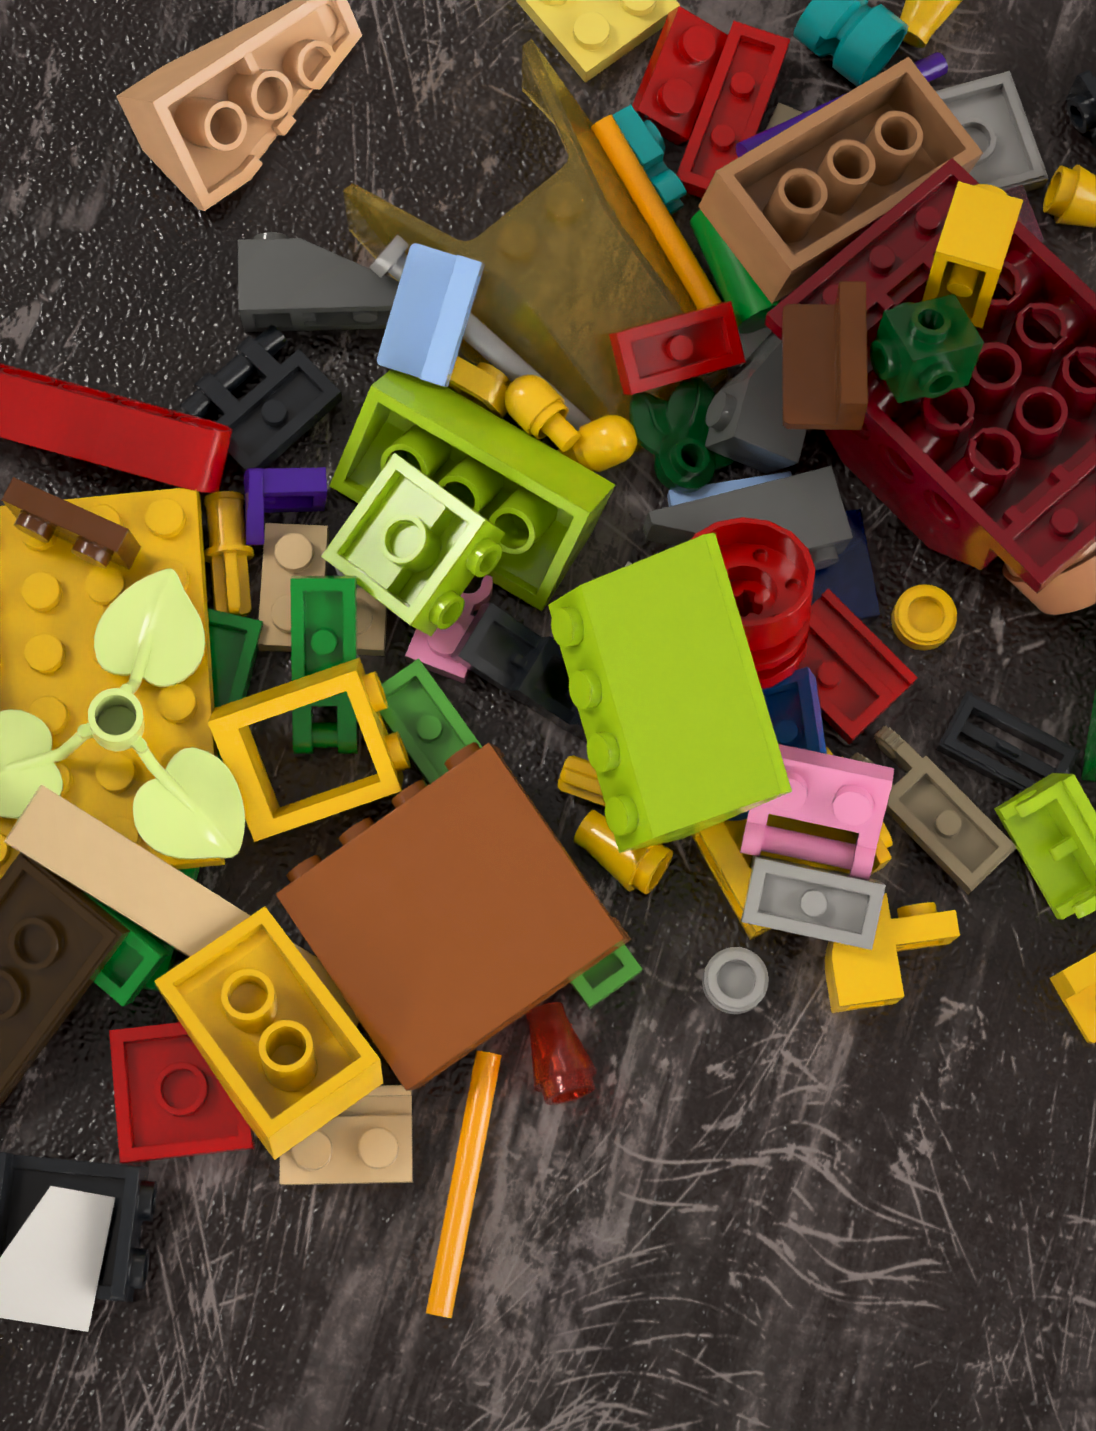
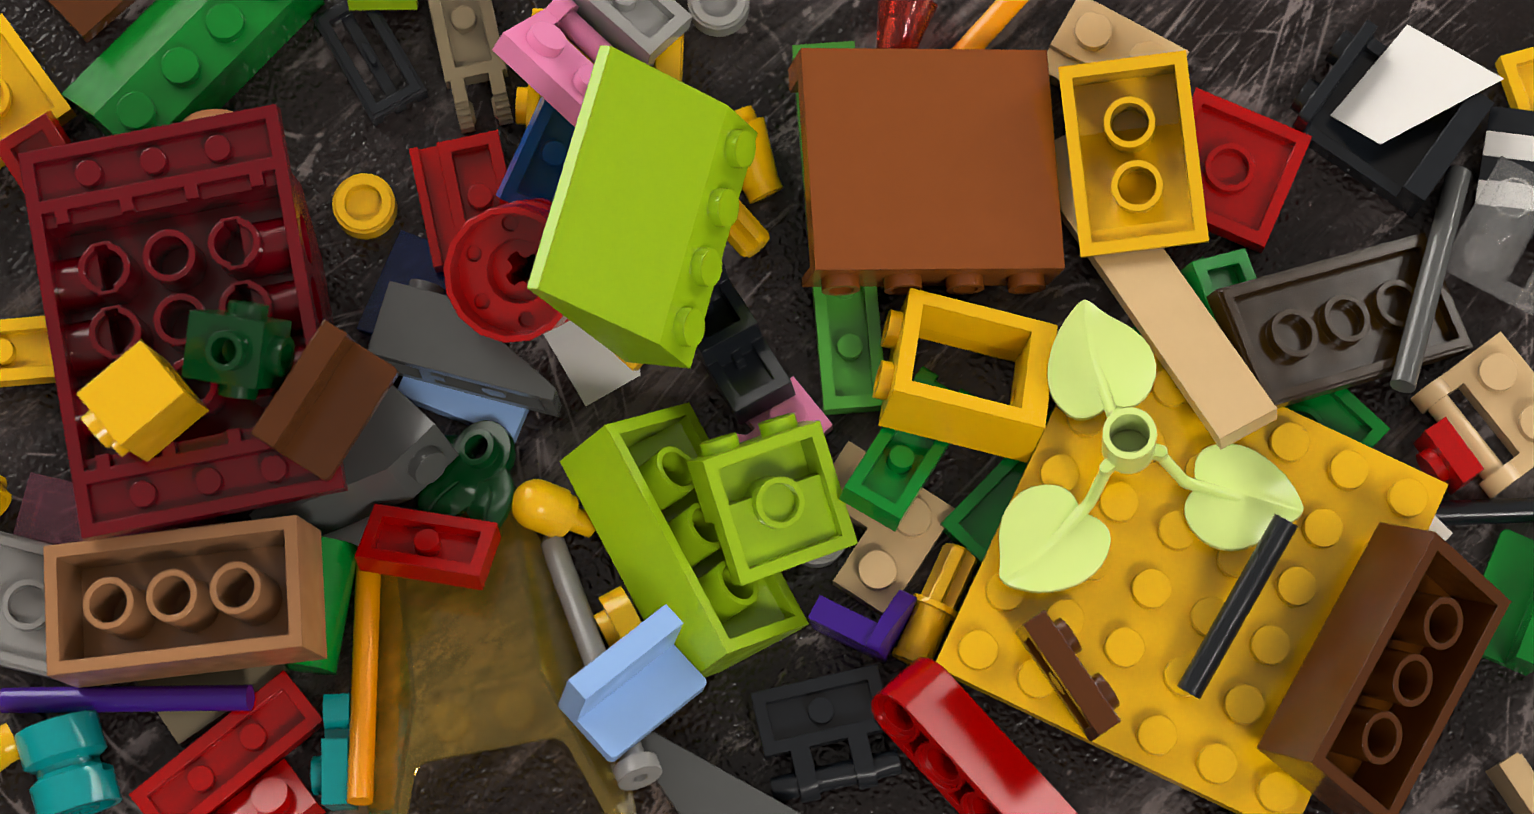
camera: 145 degrees left, 0 degrees up
(540, 410) = (585, 563): yellow cylinder -> none

